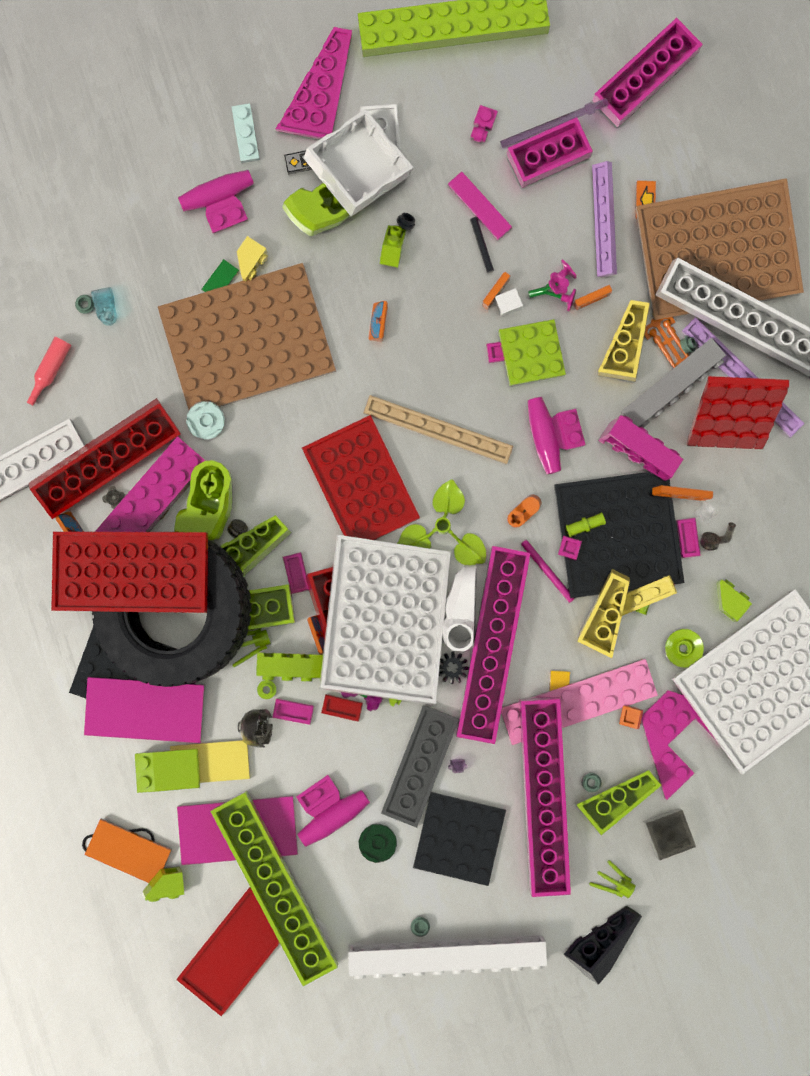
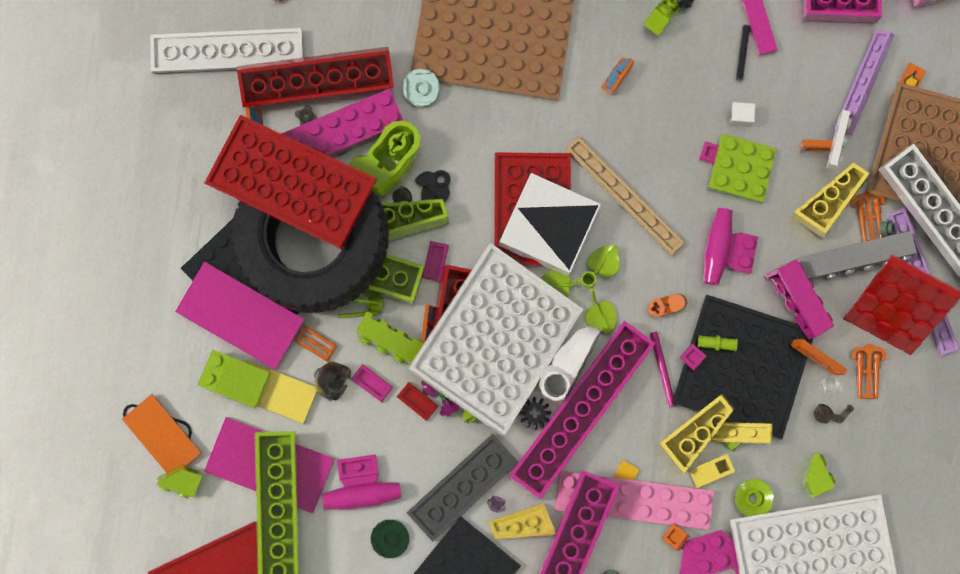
camera: 20 degrees right, 5 degrees down
(241, 702) = (302, 335): none -> orange tile
(260, 507) = (431, 187): none -> black plate
(271, 685) = (353, 356): lime plate -> none
(383, 491) = (549, 224): none -> tile
(489, 772) = (524, 523): none -> light yellow wing
(496, 290) = (736, 97): orange tile -> none
(558, 284) = (795, 118): dark pink plant -> none
(608, 285) = (839, 140): none -> white plate
(635, 642) = (712, 470): none -> light yellow slope
(688, 538) = (804, 401): dark pink tile -> none
(723, 462) = (868, 349): none -> orange piece

